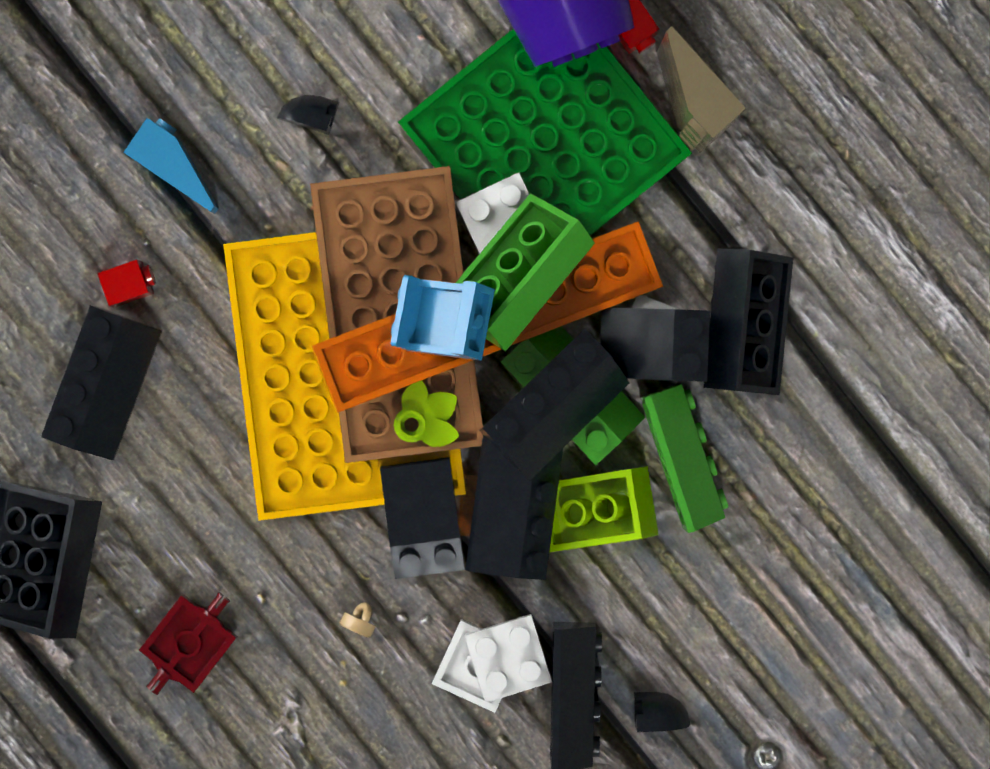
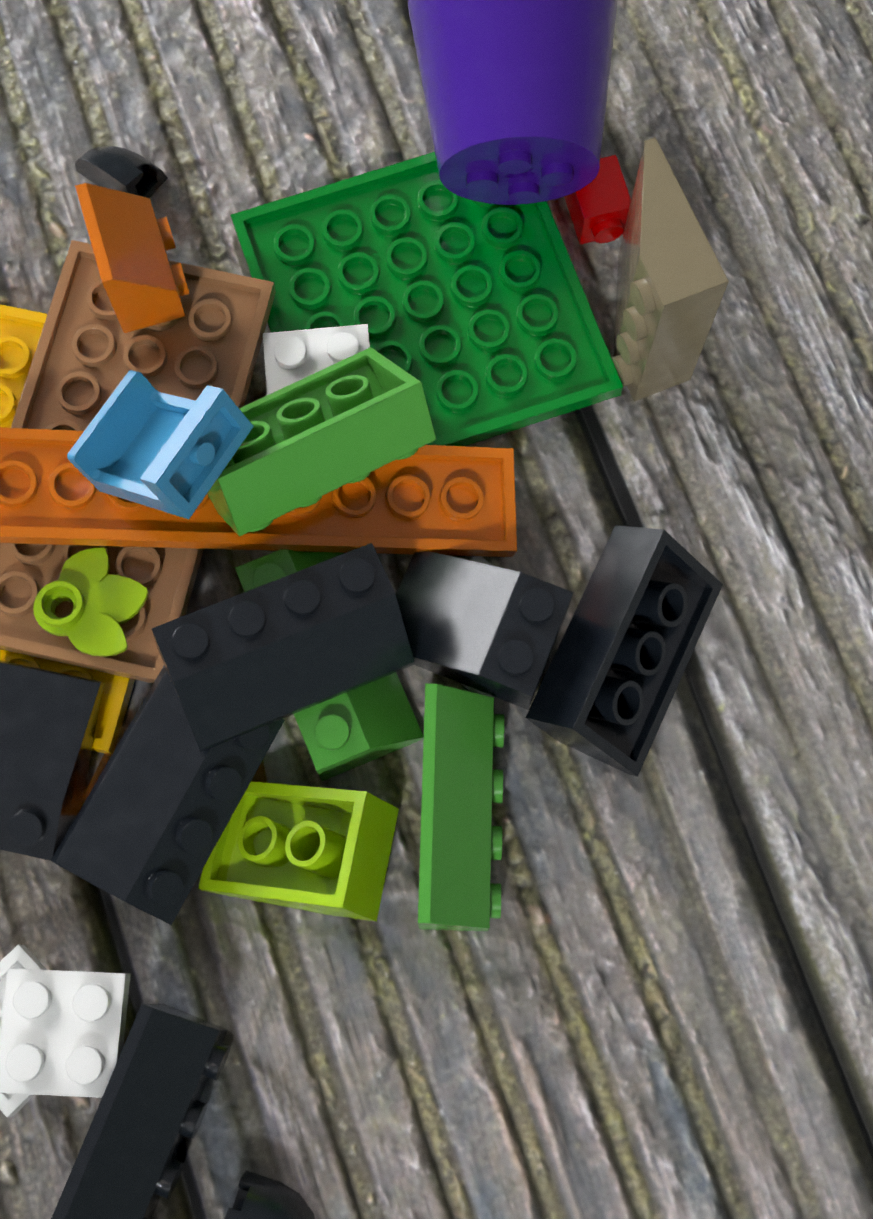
camera: 20 degrees right, 15 degrees down
(365, 191) = (133, 256): none -> orange slope

